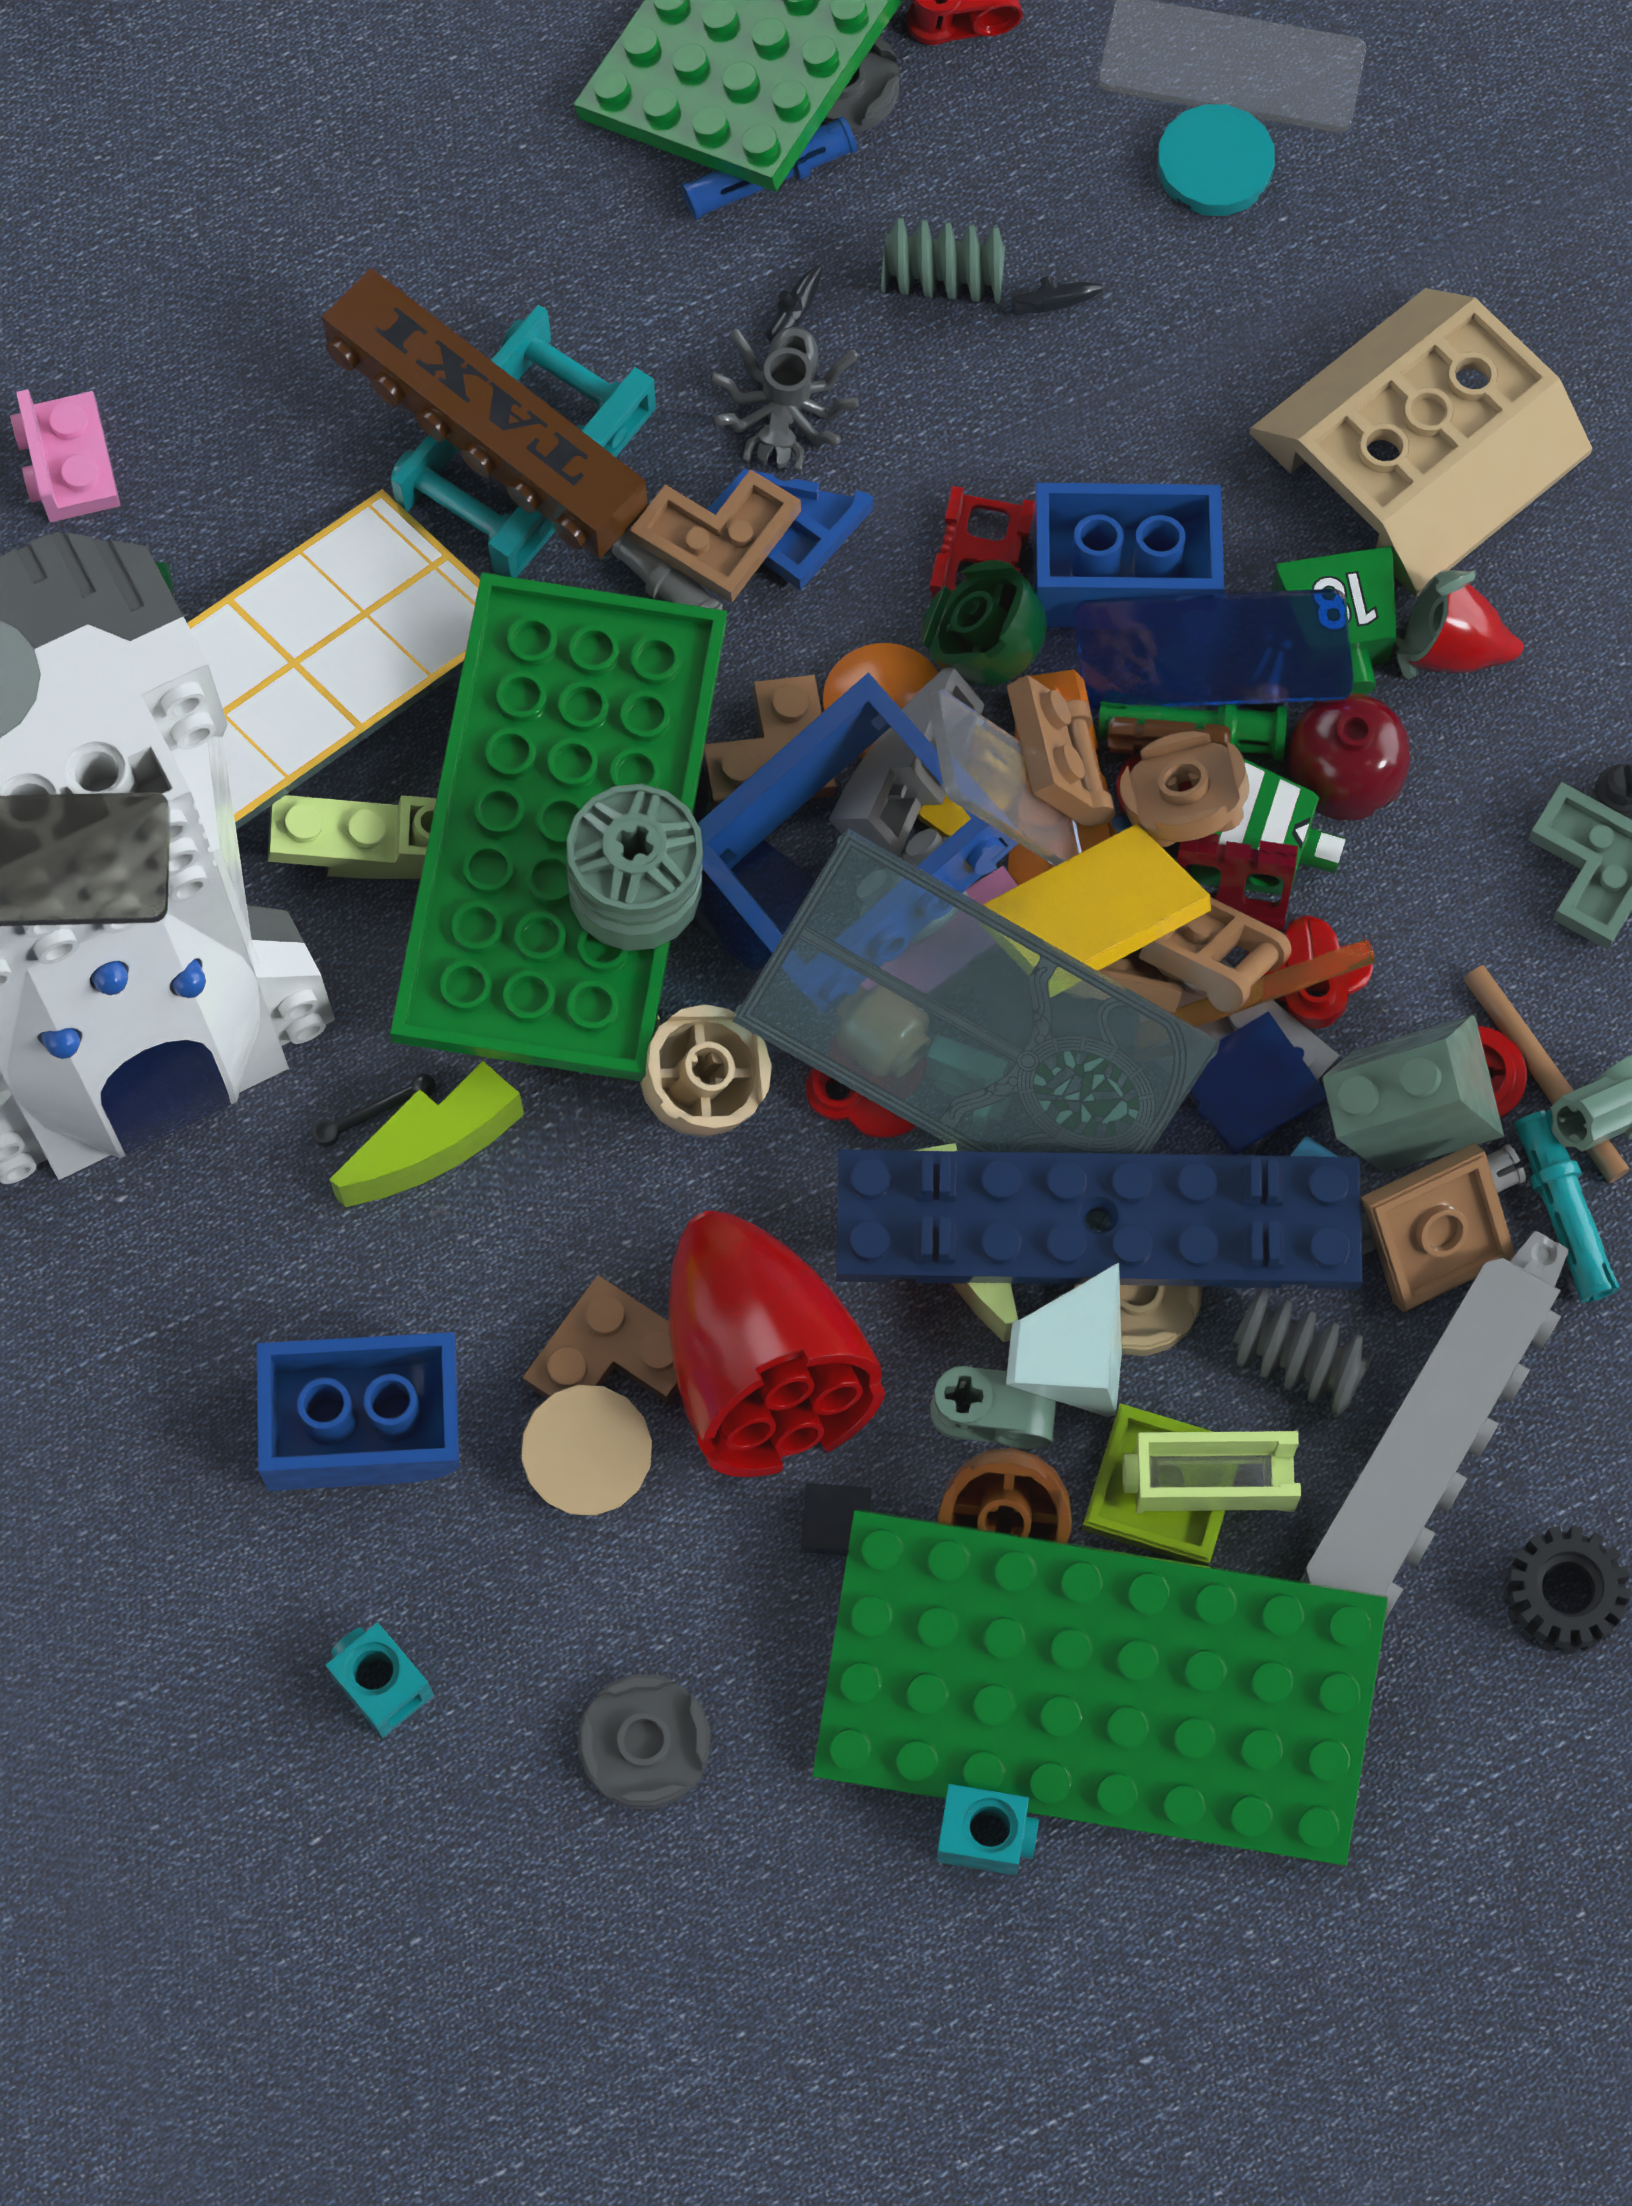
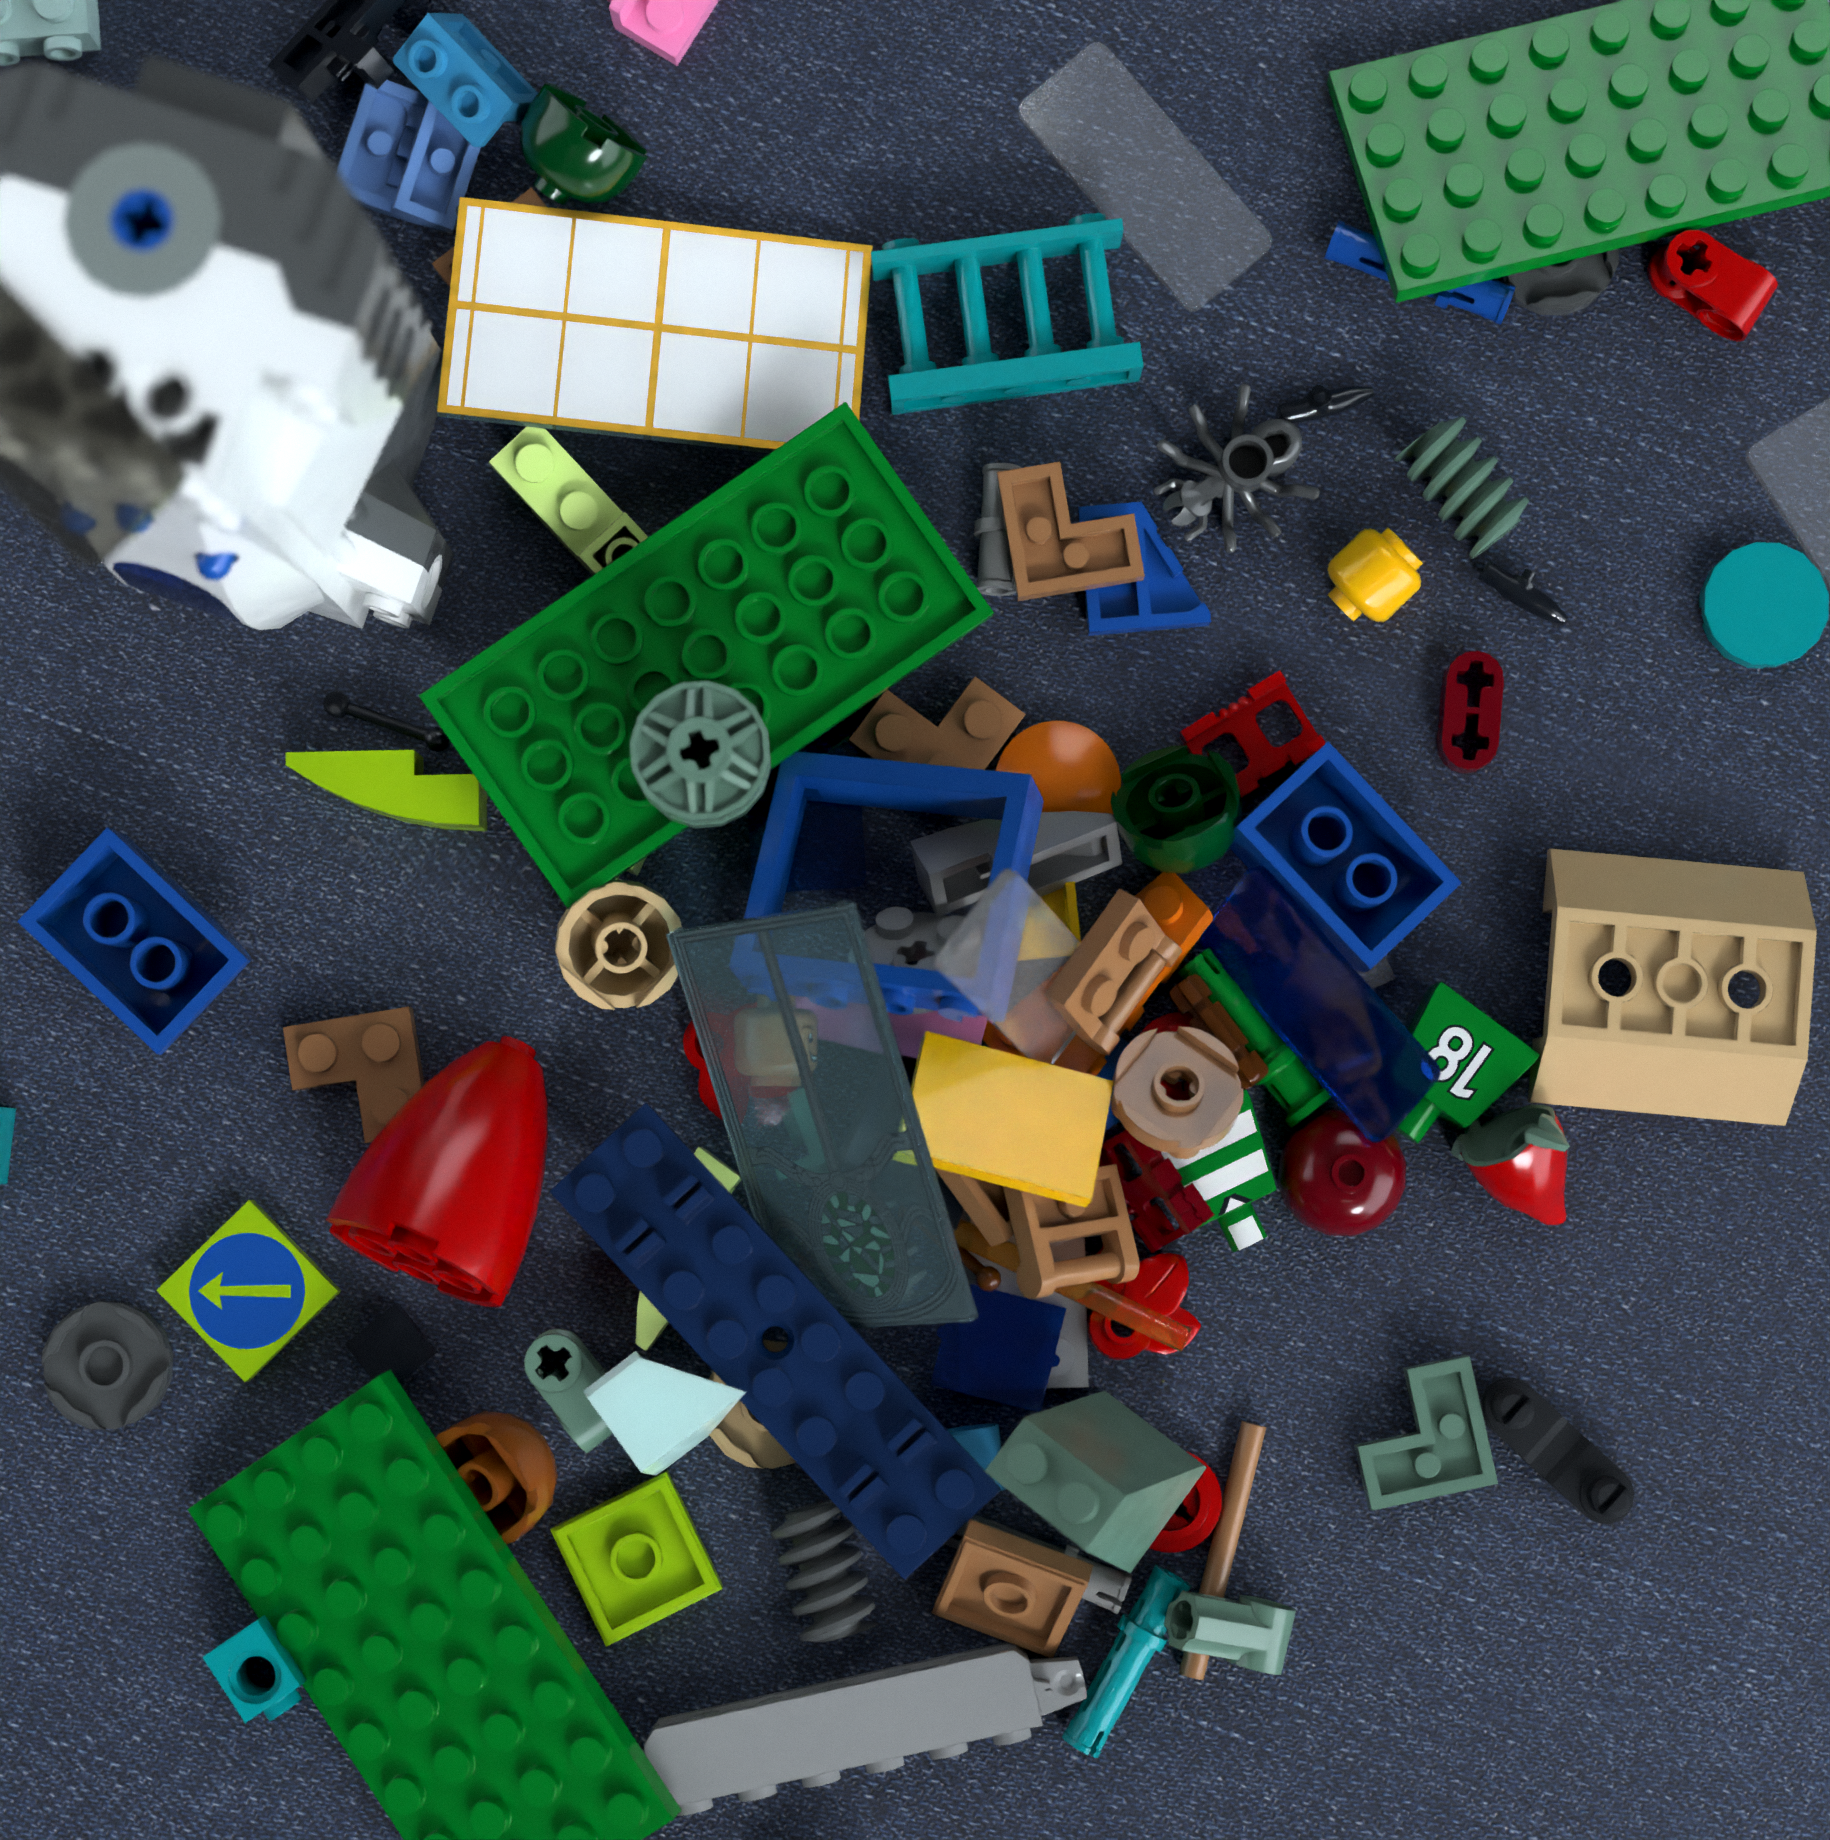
camera: 45 degrees right, 15 degrees up
(484, 414) = (981, 270): reddish brown brick -> none
(502, 275) = (1147, 173): none -> clear piece
(586, 1450) = (270, 1125): tan tile -> none
(691, 1584) = (249, 1290): none -> tile
(948, 370) = (1374, 575): none -> yellow head
(1111, 392) = (1455, 711): none -> dark red beam
(1213, 1471) = (664, 1596): yellowish green window -> none

